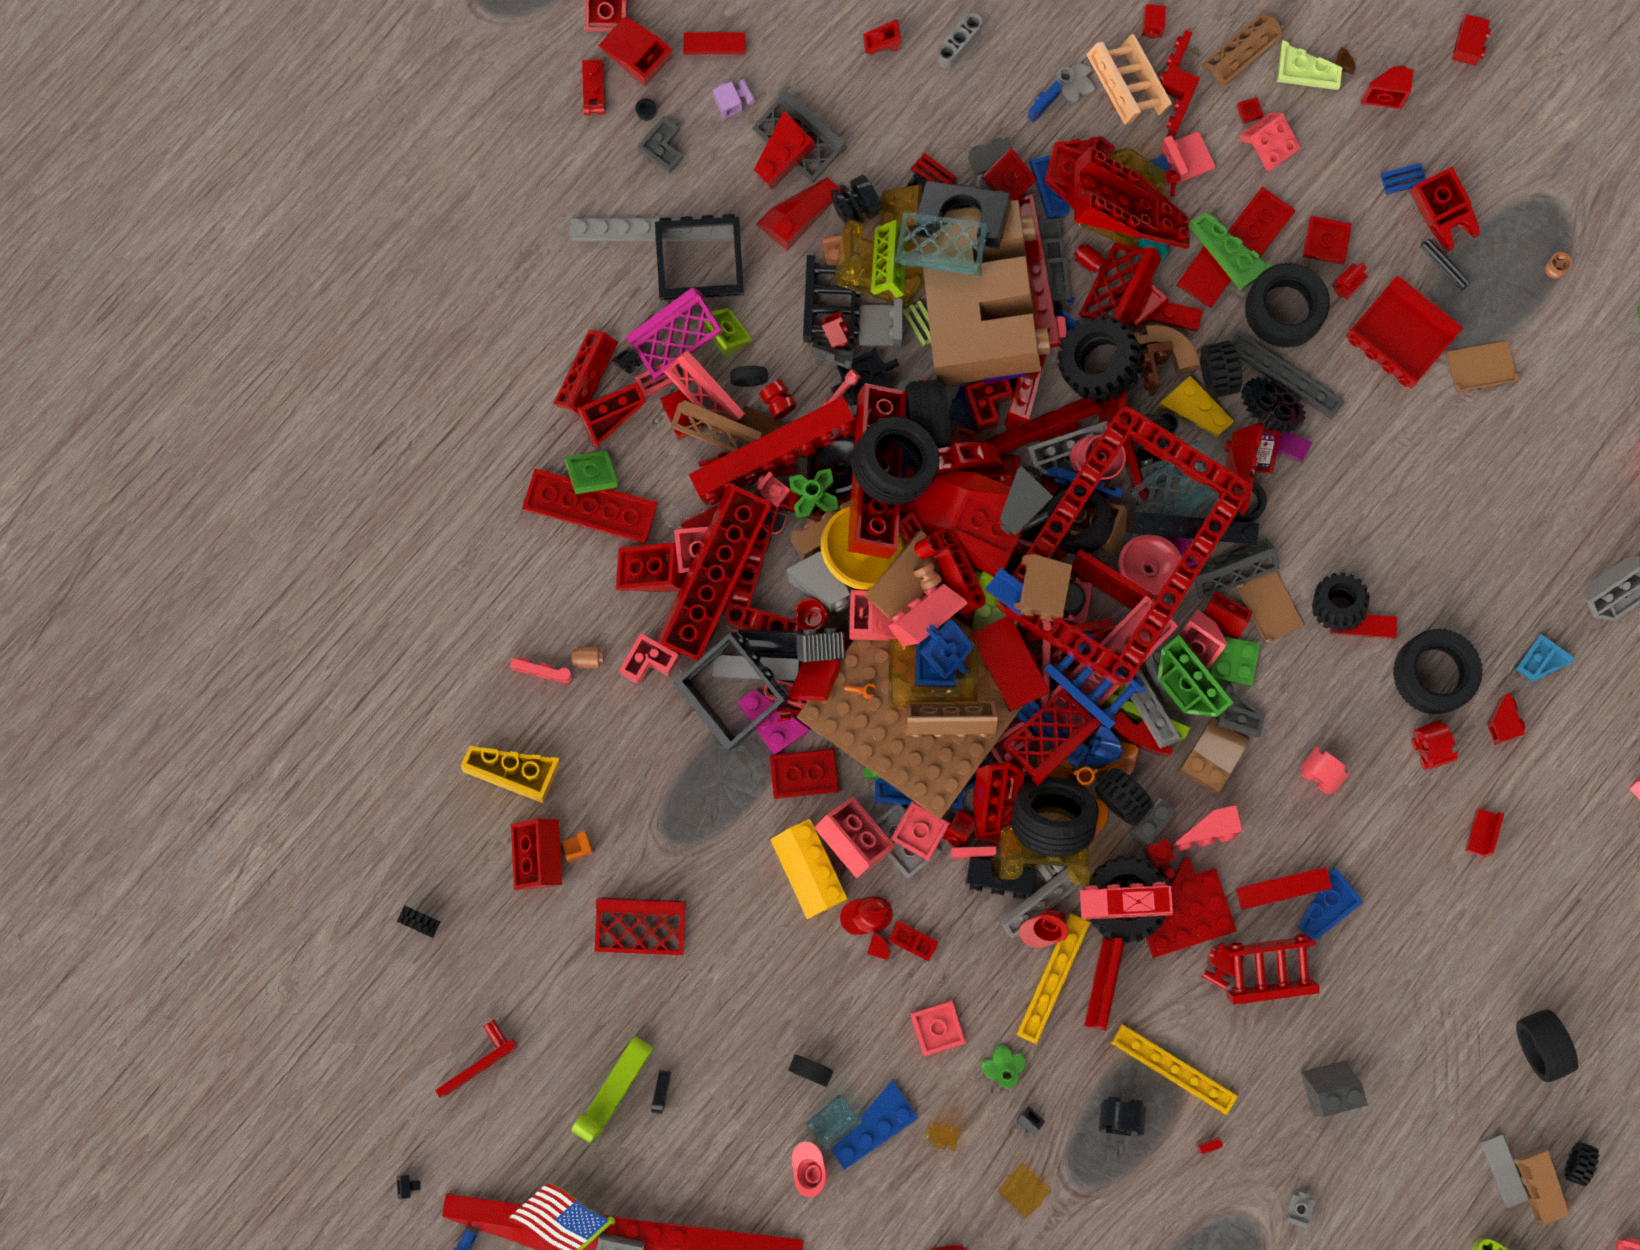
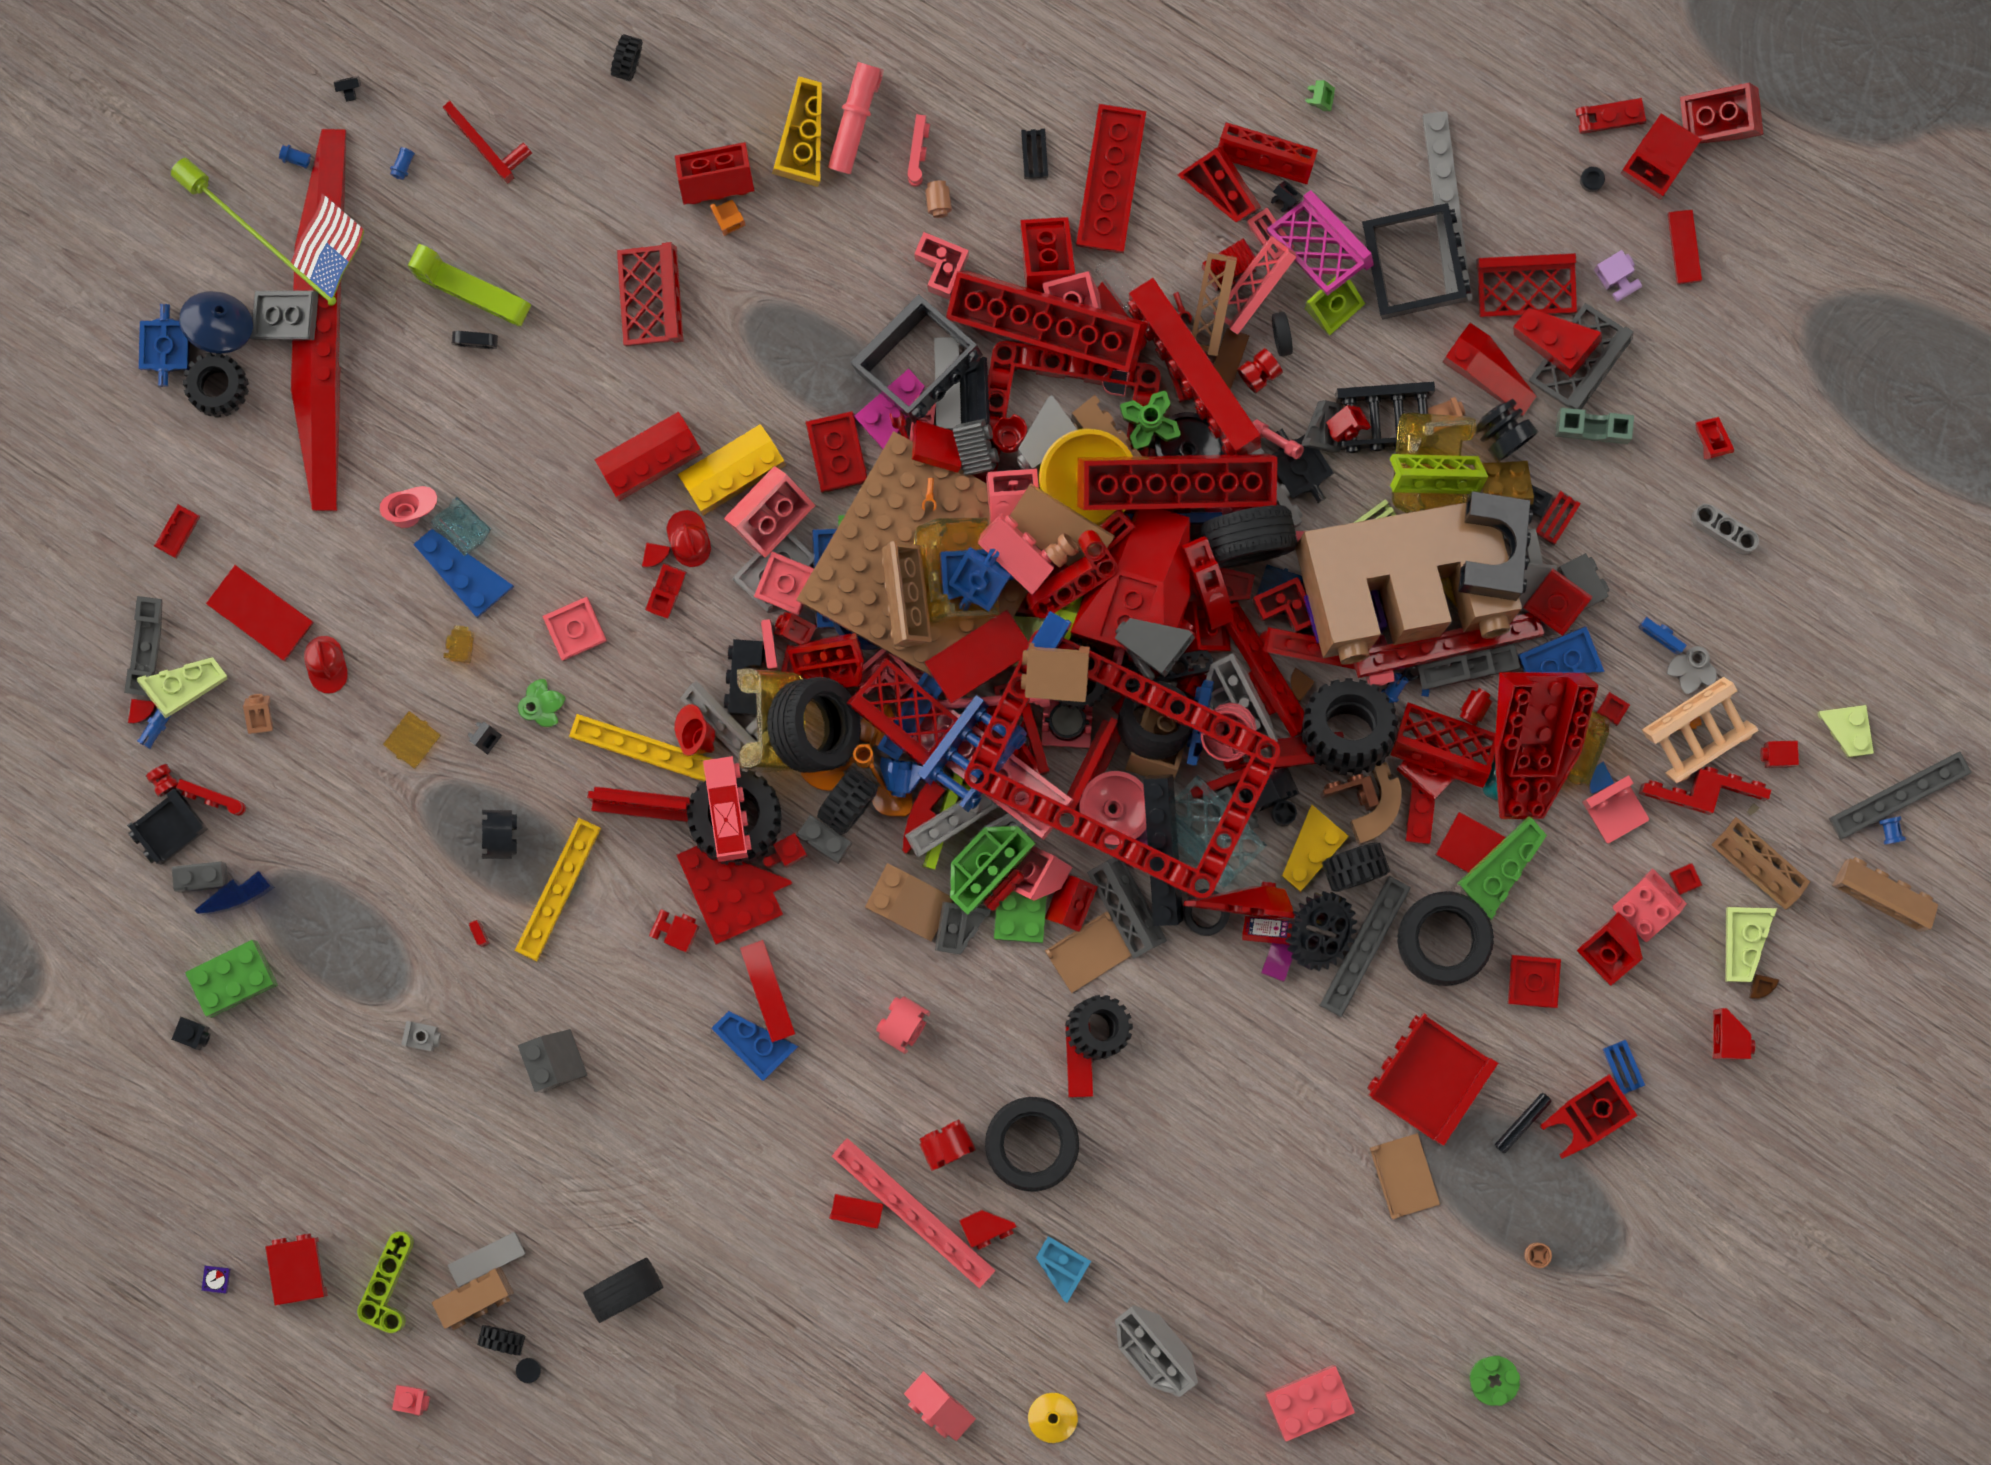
camera: 85 degrees right, 5 degrees up
(486, 1143) = (402, 163): none -> blue pin
(504, 721) = (864, 84): none -> coral piece
(539, 568) = (1033, 133): none -> black tile
(542, 318) = (1322, 96): none -> bright green tile
(591, 472) = (1148, 173): bright green plate -> none
(656, 145) = (1547, 196): dark grey plate -> none
(712, 174) = (1526, 263): none -> red fence
(772, 489) = (1150, 374): coral bracket -> none
(787, 943) = (648, 456): none -> red slope
(810, 1070) = (512, 494): black tyre -> none
(861, 131) = (1602, 428): none -> sand green arch
(881, 325) = (1364, 477): light grey bracket -> none
(911, 438) = (1214, 512): black tyre -> none
(936, 262) = (1430, 523): clear light blue fence -> none
(1053, 400) = (1300, 684): none -> reddish brown tile
(1061, 166) = (1591, 661): red wing -> none
(1172, 178) = (1583, 791): red hand -> none
(1213, 669) = (1002, 891): none -> red axle
(1218, 824) = (827, 906): coral slope -> none
(1261, 221) = (1546, 902): red tile -> none
(1283, 987) = (657, 998): red fence -> none
(1305, 173) = (1612, 949): none -> red slope
(1350, 280) = (1485, 1011): red brick -> none
(1471, 40) = (1808, 1133): red brick -> none
(1488, 782) = (913, 1213): none -> coral plate
(1606, 1143) = (528, 1370): none -> black tile

